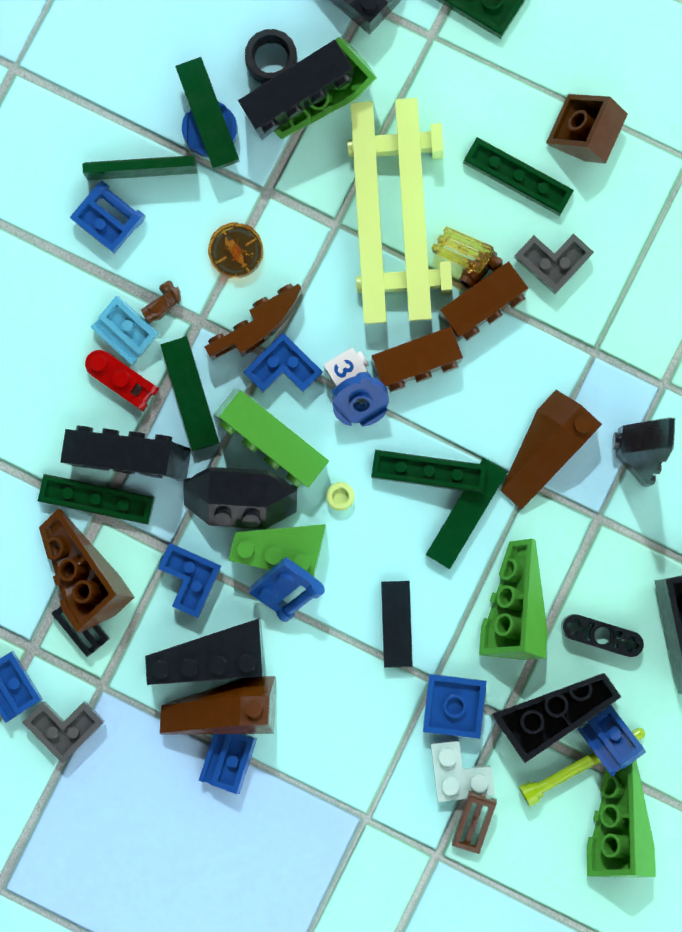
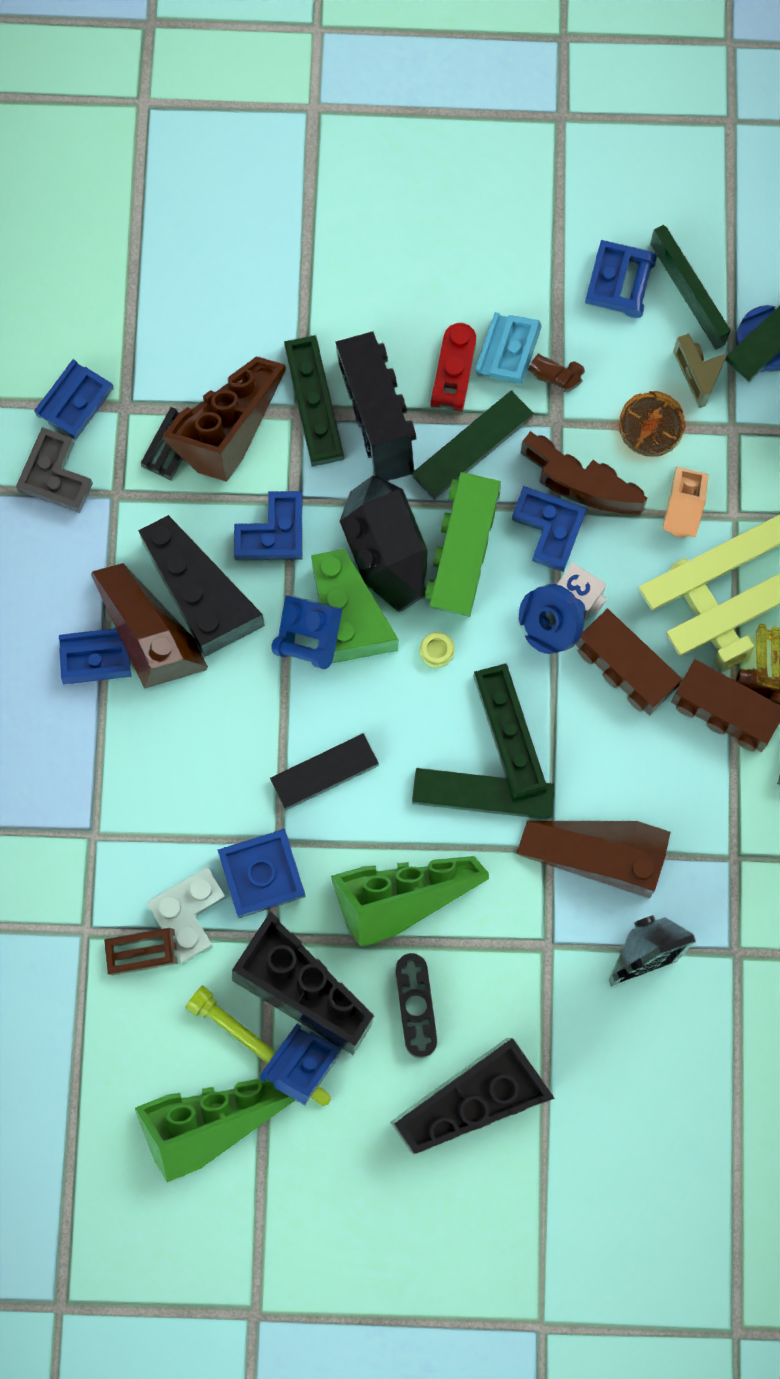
camera: 60 degrees right, 10 degrees down
(217, 195) = (699, 375): none -> olive slope
(311, 255) = (685, 502): none -> light nougat slope

